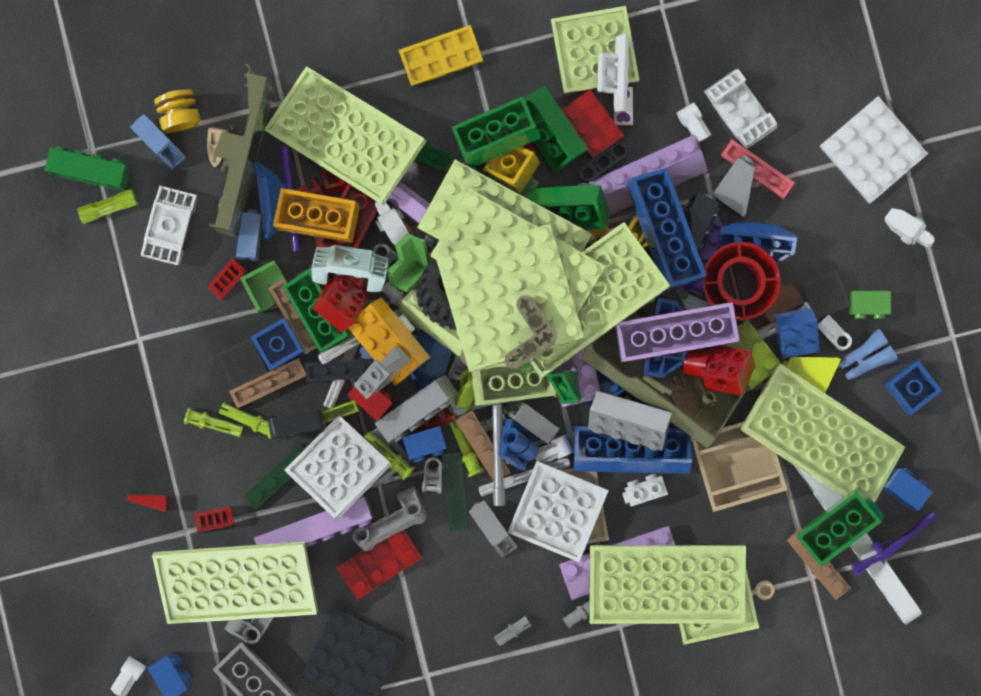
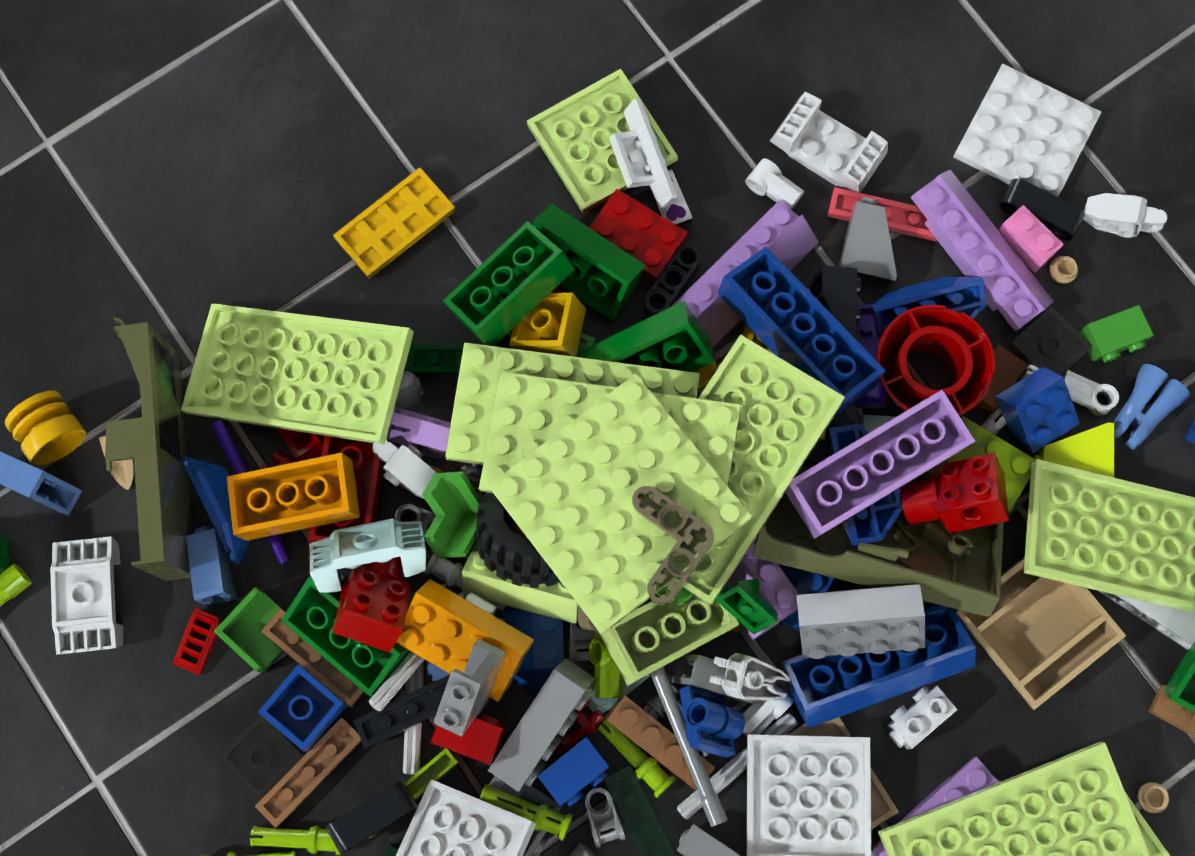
camera: 20 degrees left, 10 degrees down
(549, 428) = (746, 678): none -> white hinge
(808, 217) = (980, 250): none -> lavender slope
(842, 221) = (1030, 239): none -> bright pink brick
(856, 248) = (1063, 269): none -> tan plate
(859, 204) = (1055, 213): none -> black beam

